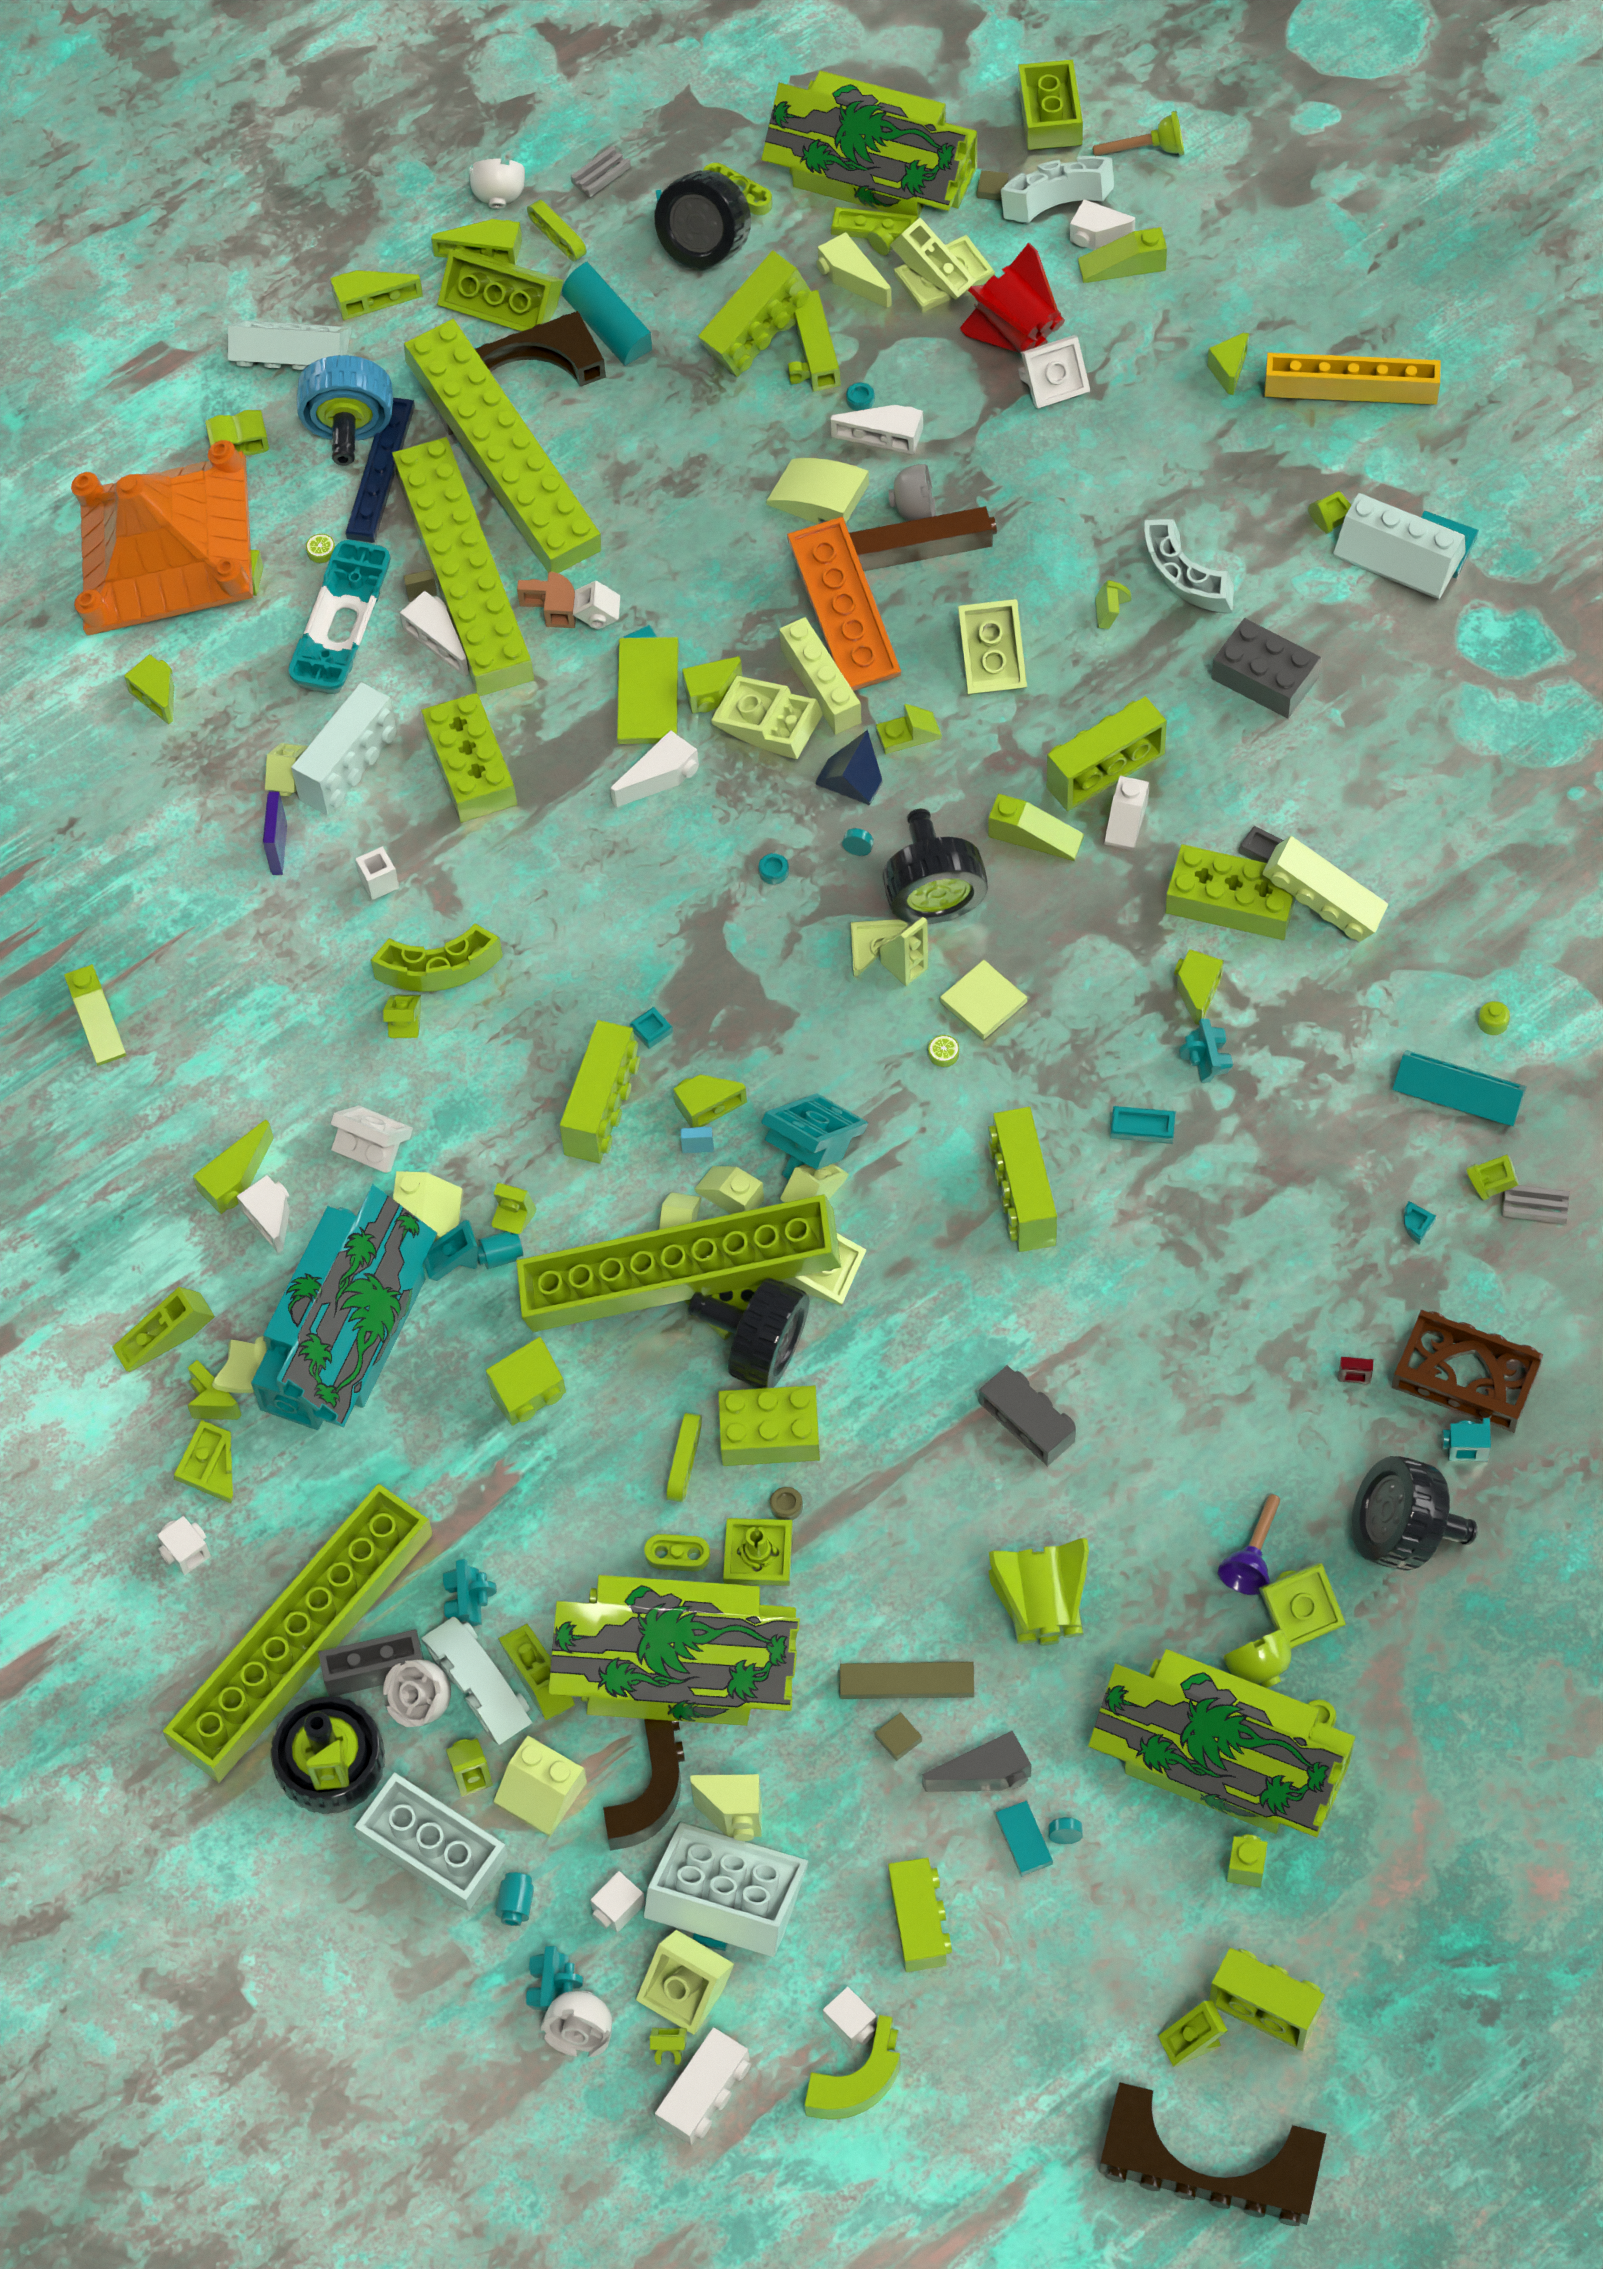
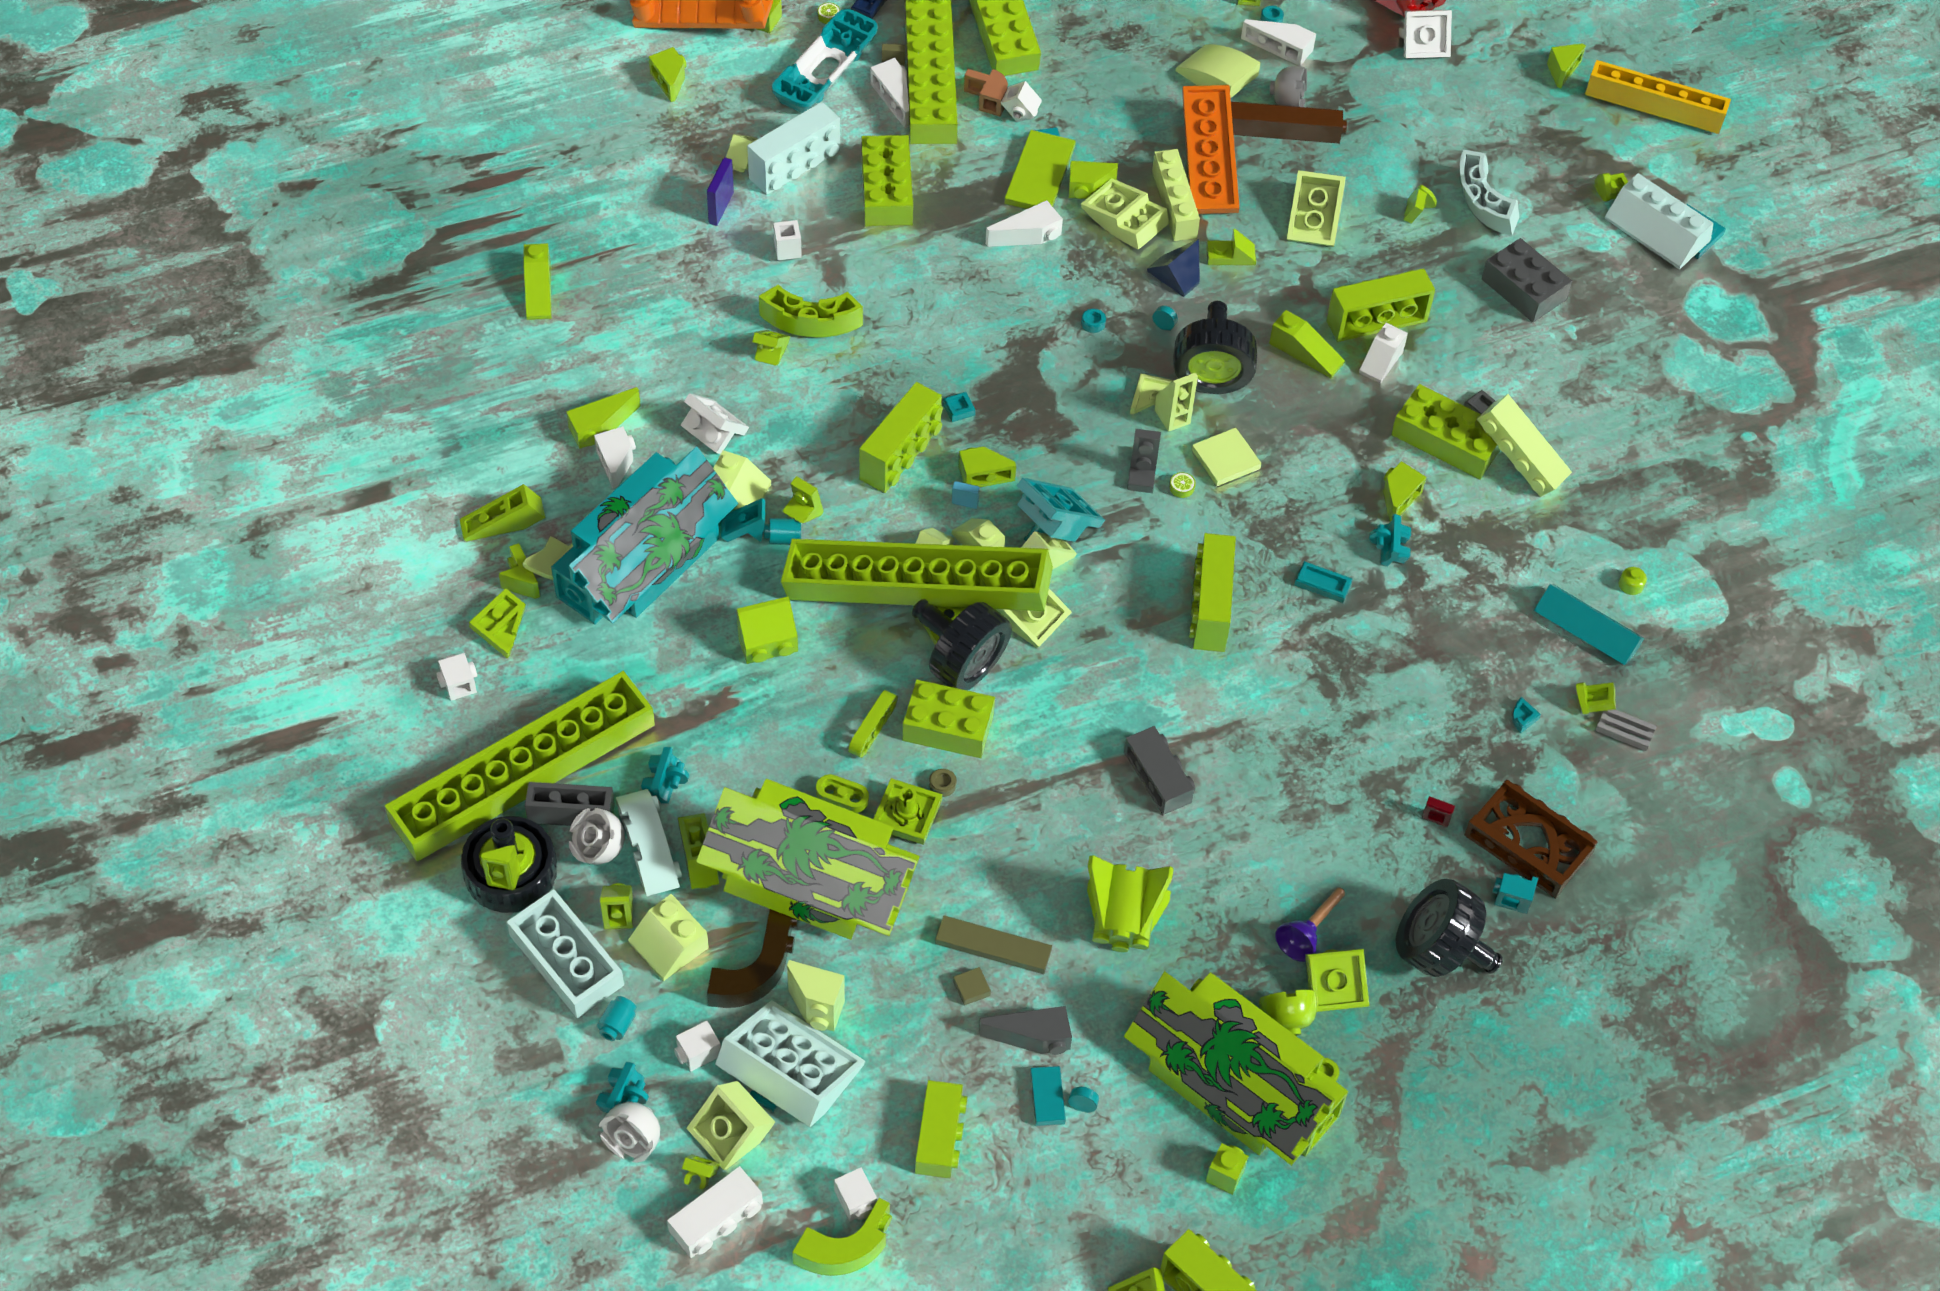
camera: 10 degrees right, 5 degrees down
(891, 1037) = (1144, 460): none -> dark grey bracket

